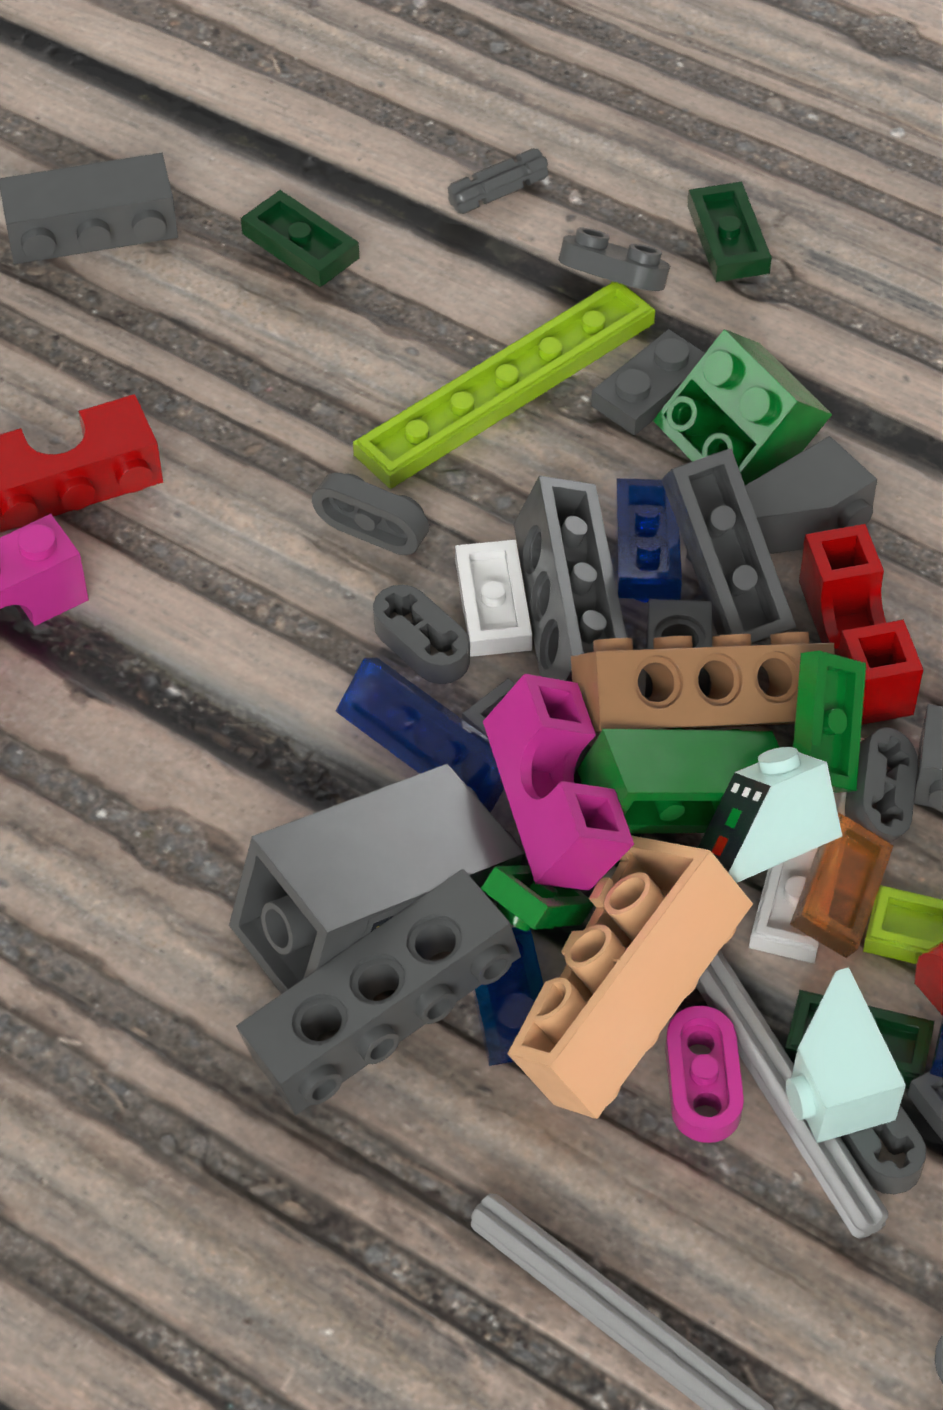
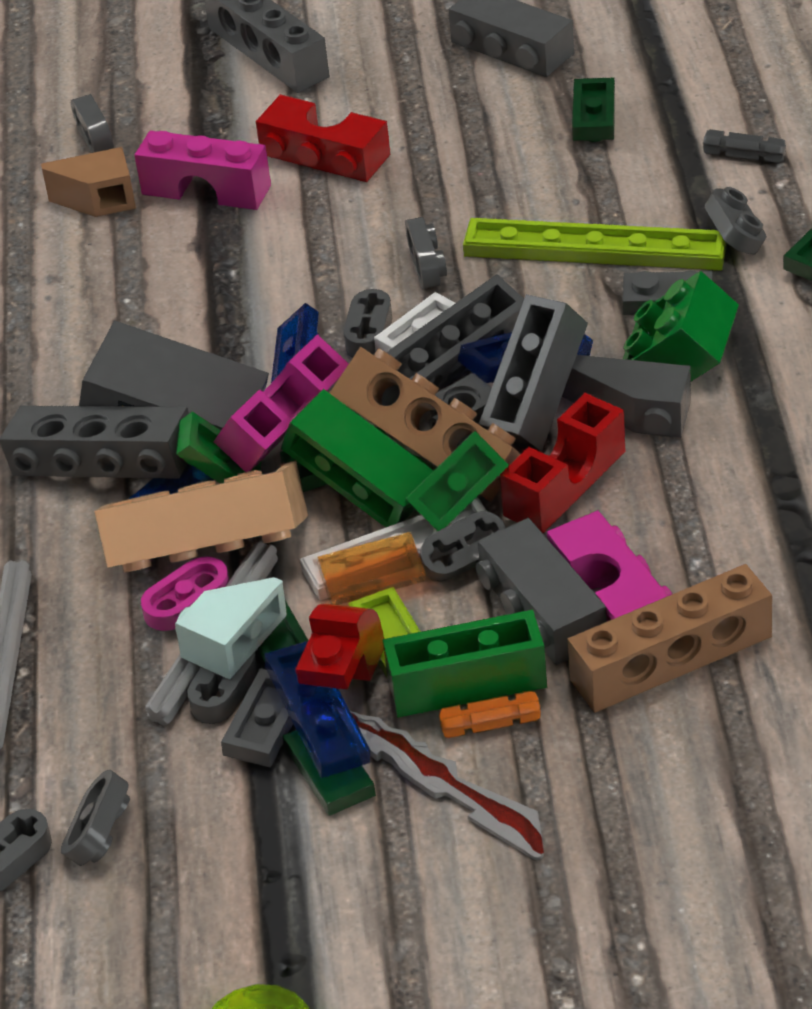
camera: 55 degrees right, 10 degrees down
(773, 813) = (362, 496): light aqua slope -> none

